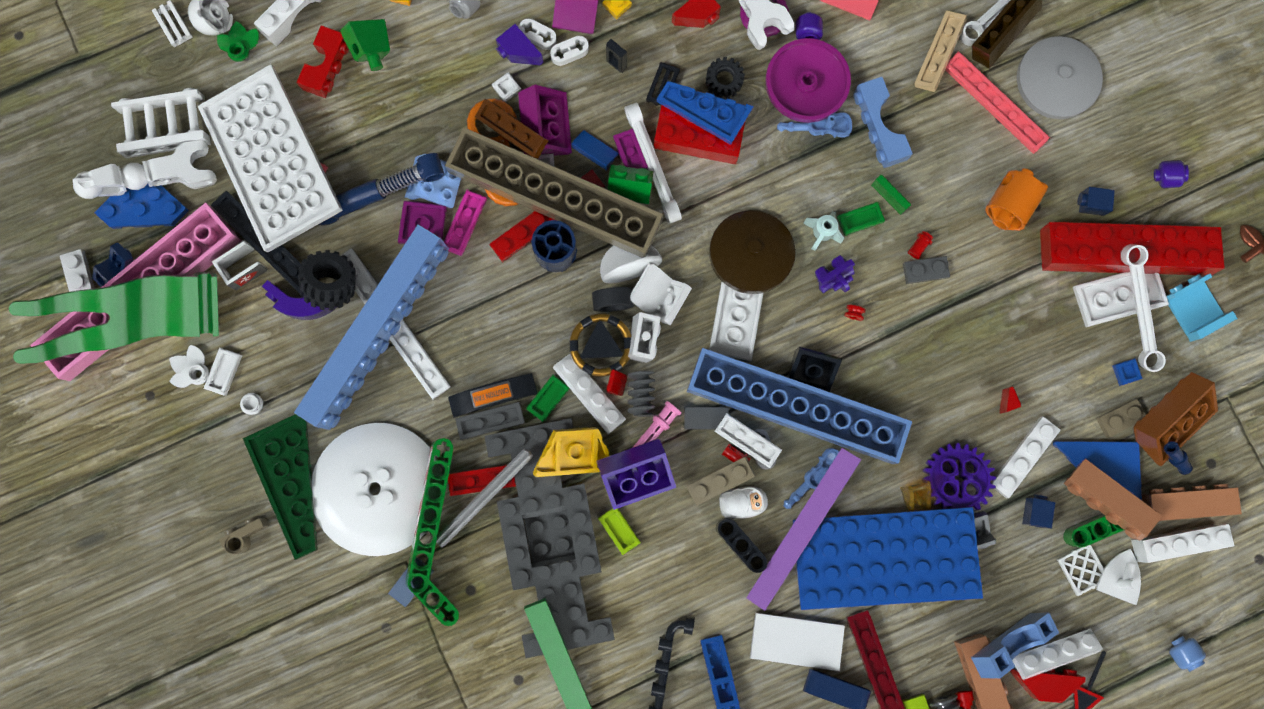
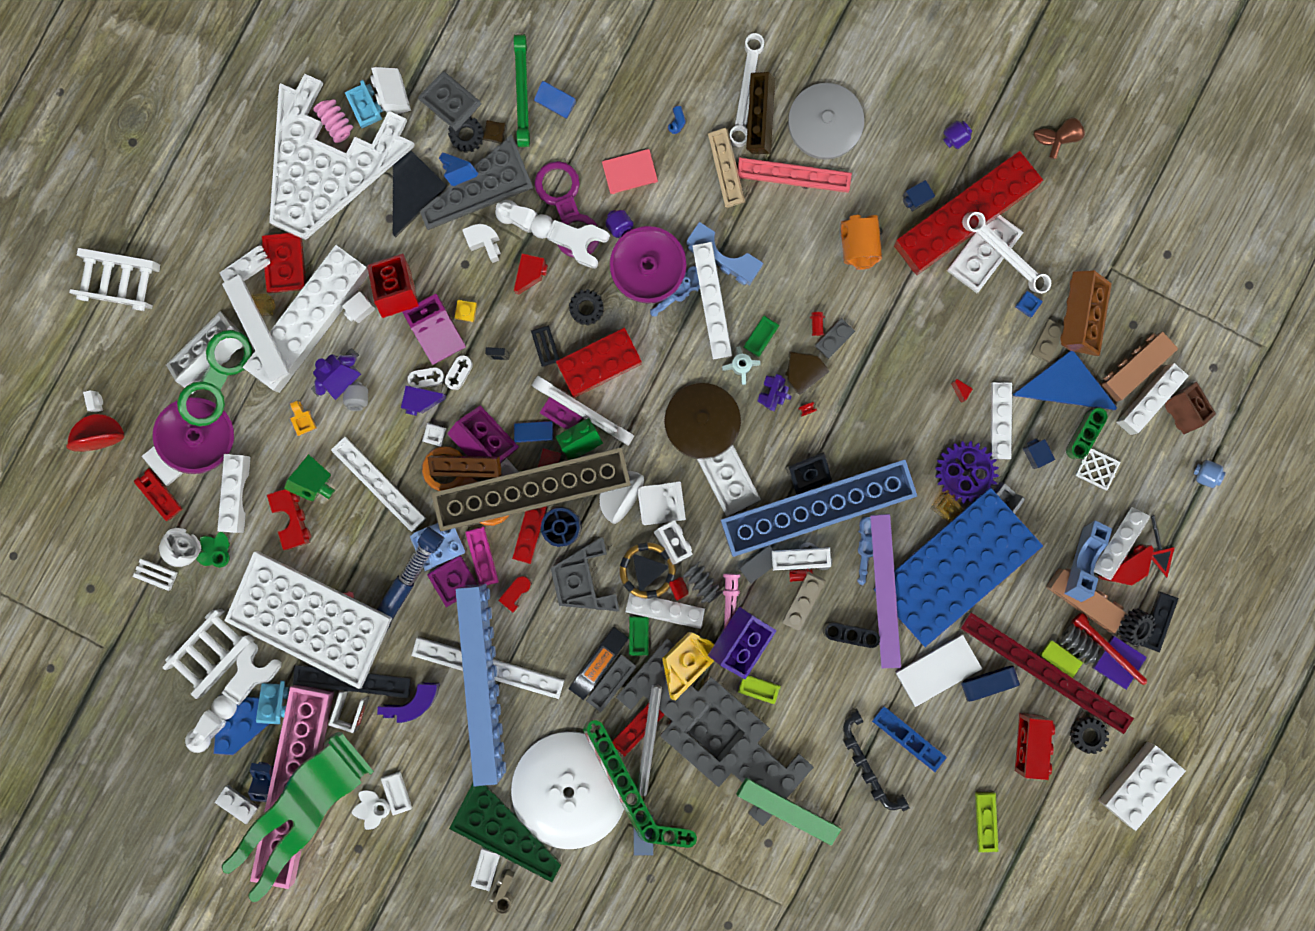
camera: 30 degrees left, 5 degrees up
(178, 206) = (271, 703): none -> medium azure bracket
(245, 502) = (485, 869): none -> white tile
(251, 403) = (435, 799): white plate -> none
(327, 294) = (412, 664): black tyre -> none
(424, 91) = (378, 484): none -> white plate
(468, 274) = (514, 592): none -> red leg
(528, 306) = (575, 584): none -> dark grey wing
(612, 299) = (630, 533): black tyre -> none
(711, 113) = (598, 346): blue wing -> none
(743, 502) = (830, 603): white piece -> none
(841, 153) = (712, 300): none -> white plate
(877, 277) = (804, 370): none -> dark brown slope
(891, 194) = (769, 303): green tile -> none
(1112, 500) = (1083, 409): nougat brick -> none
(1121, 578) = (1128, 454): white shield -> none
(1178, 458) = (1107, 341): dark blue pin -> none
(1197, 308) = (1045, 220): medium azure panel -> none
(1211, 578) = (1189, 408): none -> copper slope

